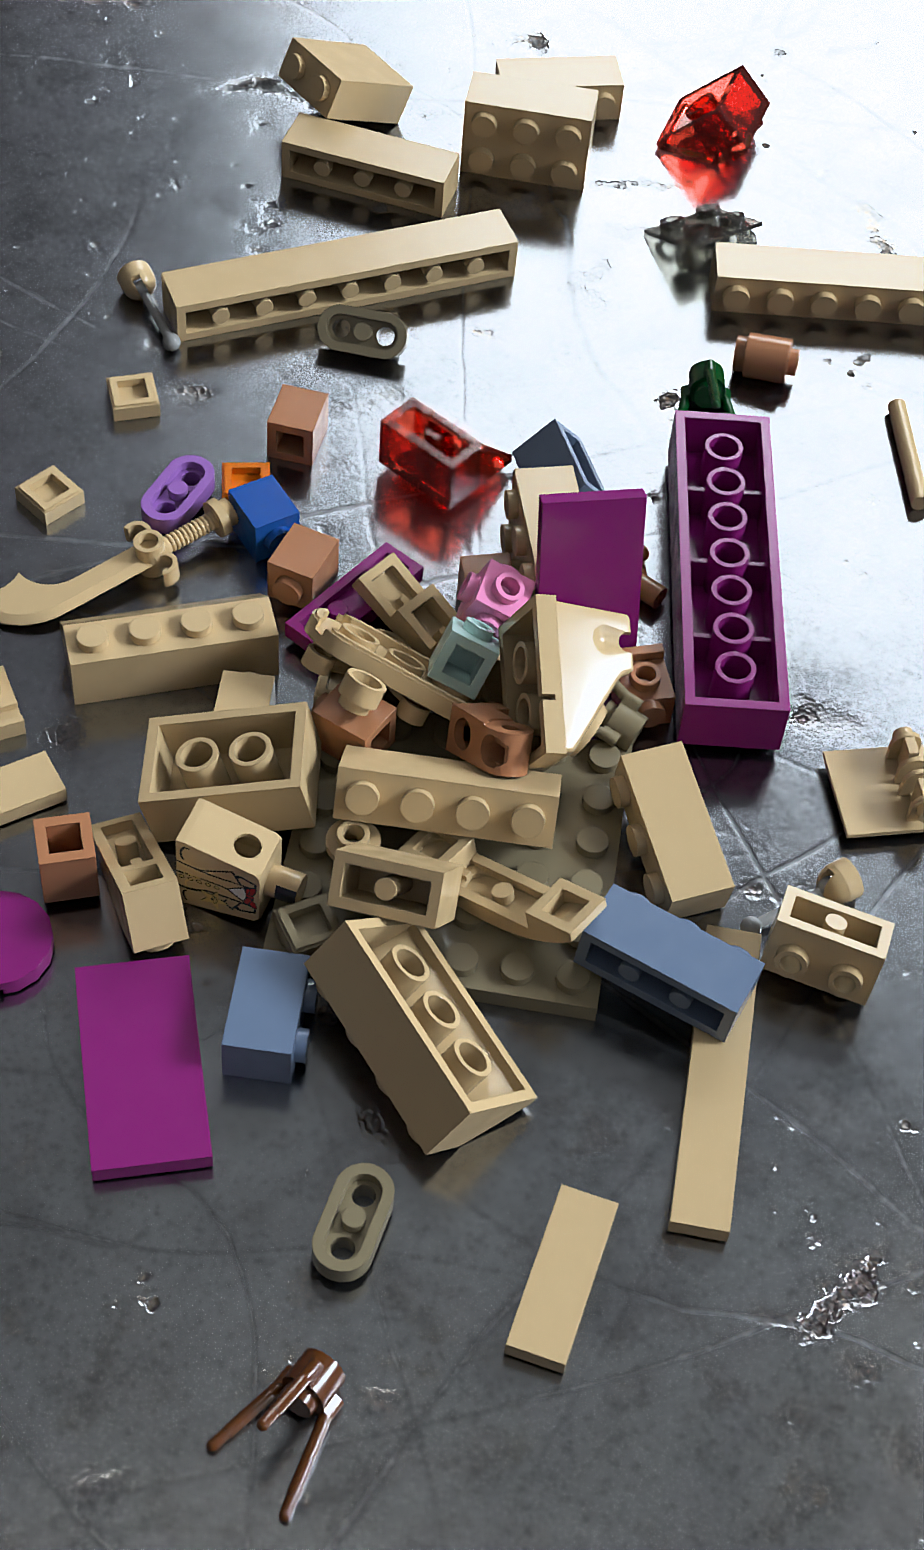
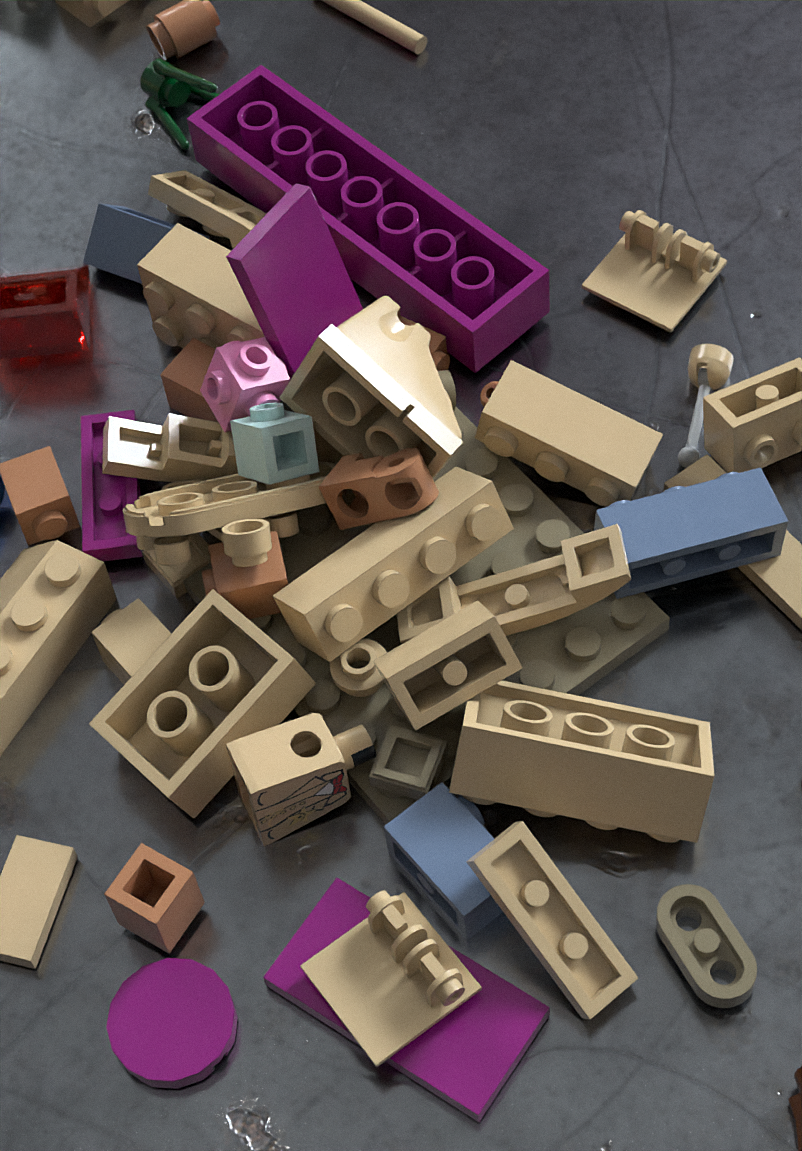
camera: 35 degrees left, 5 degrees up
(140, 883) = (236, 859): tan slope -> none
(141, 1038) = (390, 977): none -> tan hinge
(269, 1101) = (552, 920): none -> tan plate
(632, 468) = (207, 204): none -> tan plate

